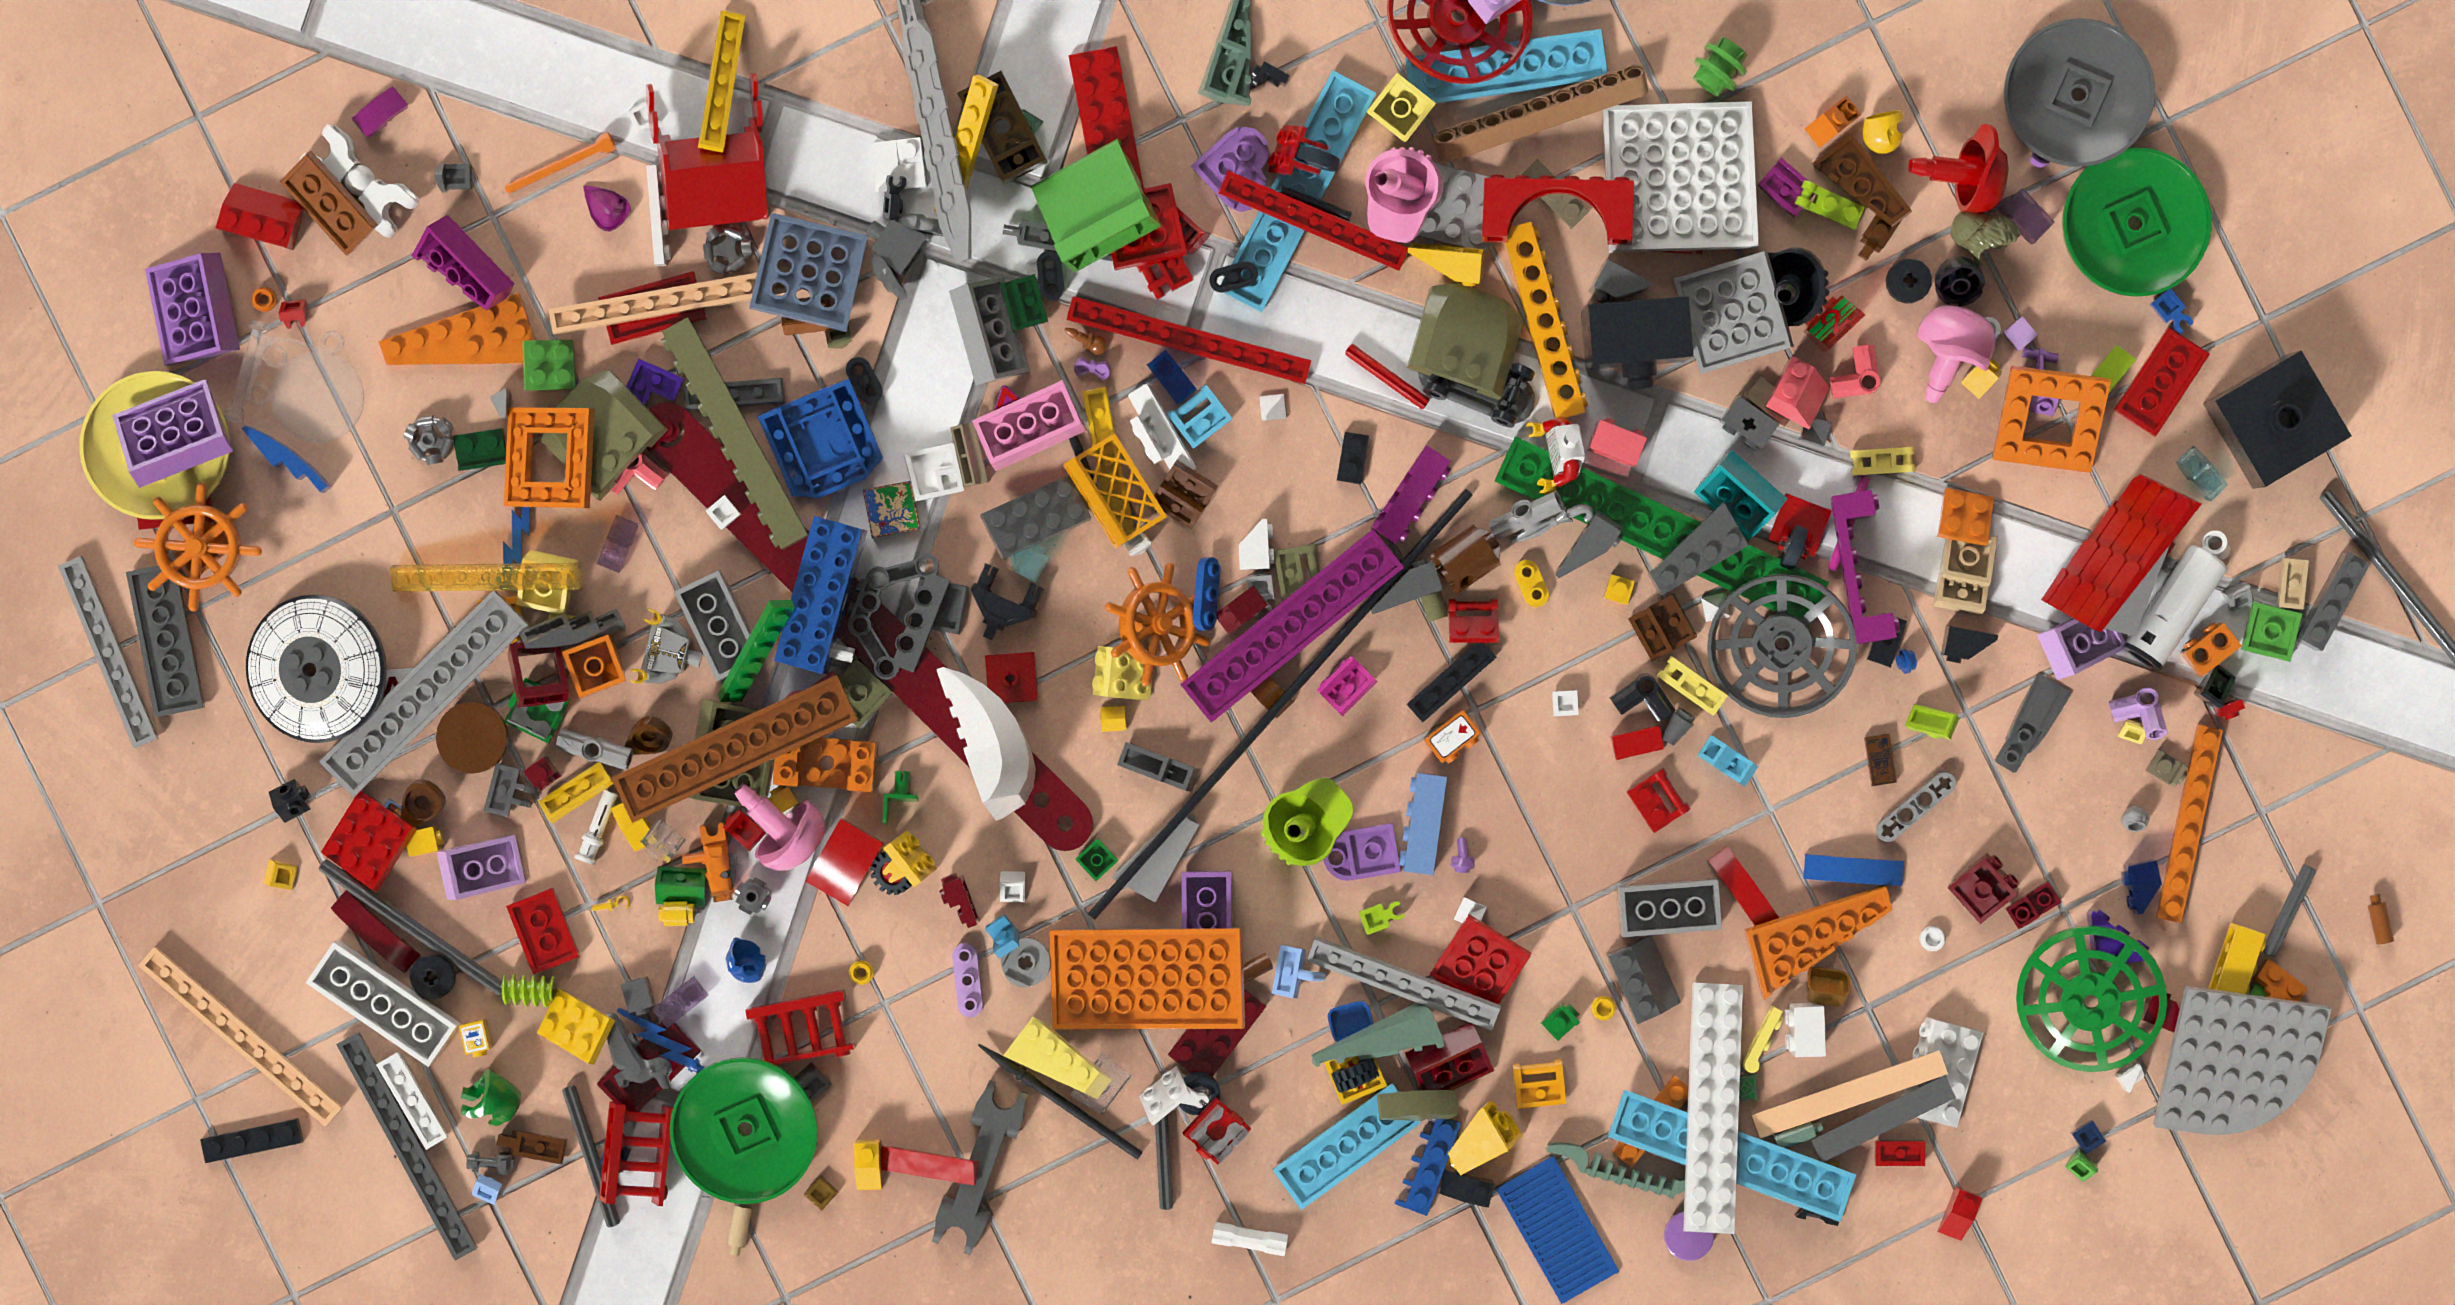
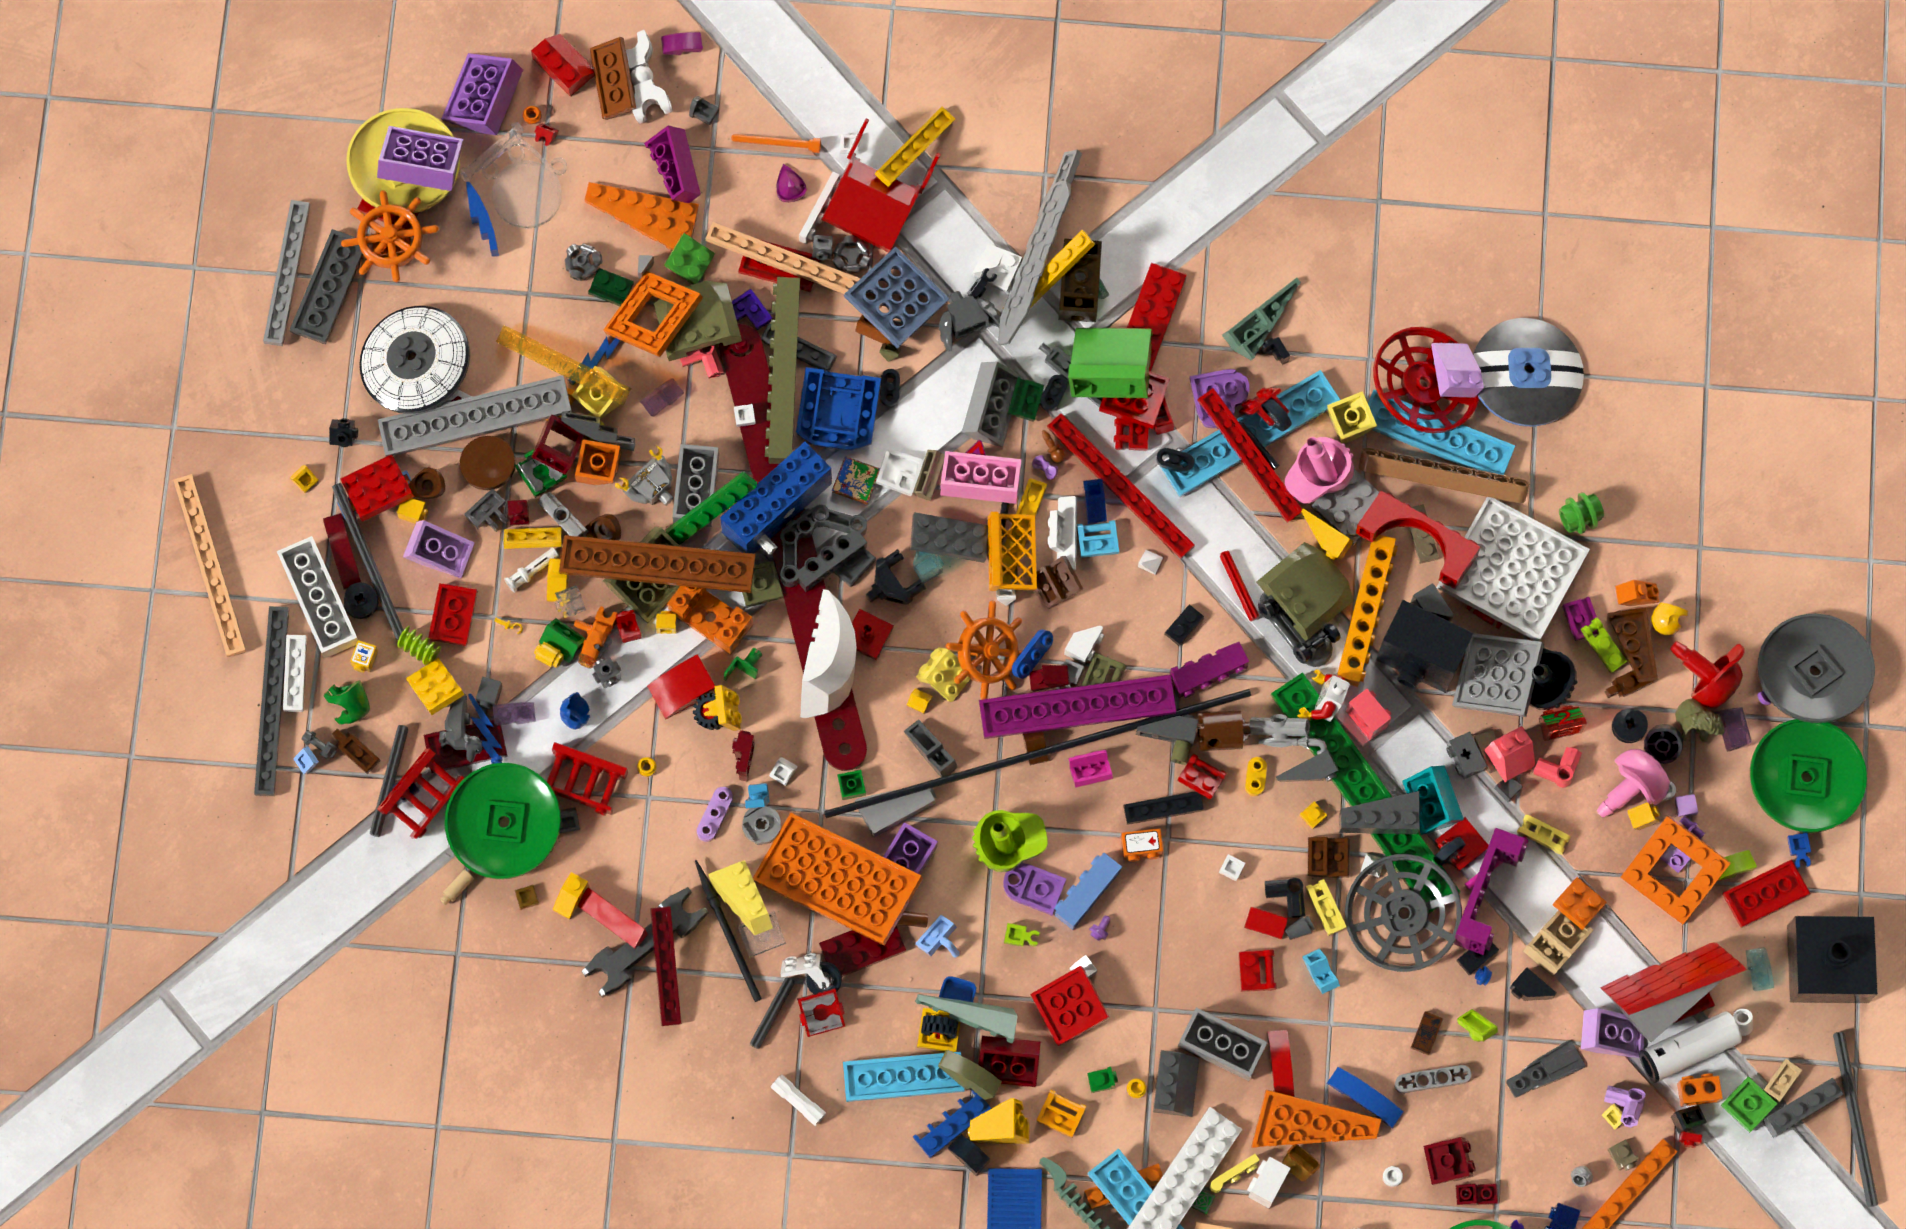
camera: 30 degrees right, 15 degrees down
(251, 1140) = (171, 637): black plate -> none
(688, 261) = (822, 247): none -> dark grey bracket
(790, 836) = (657, 648): bright pink piece -> none
(1019, 1183) = (665, 966): none -> dark red plate
(1403, 983) = (1009, 988): light grey plate -> none
(2238, 596) = (1739, 1068): light grey slope -> none

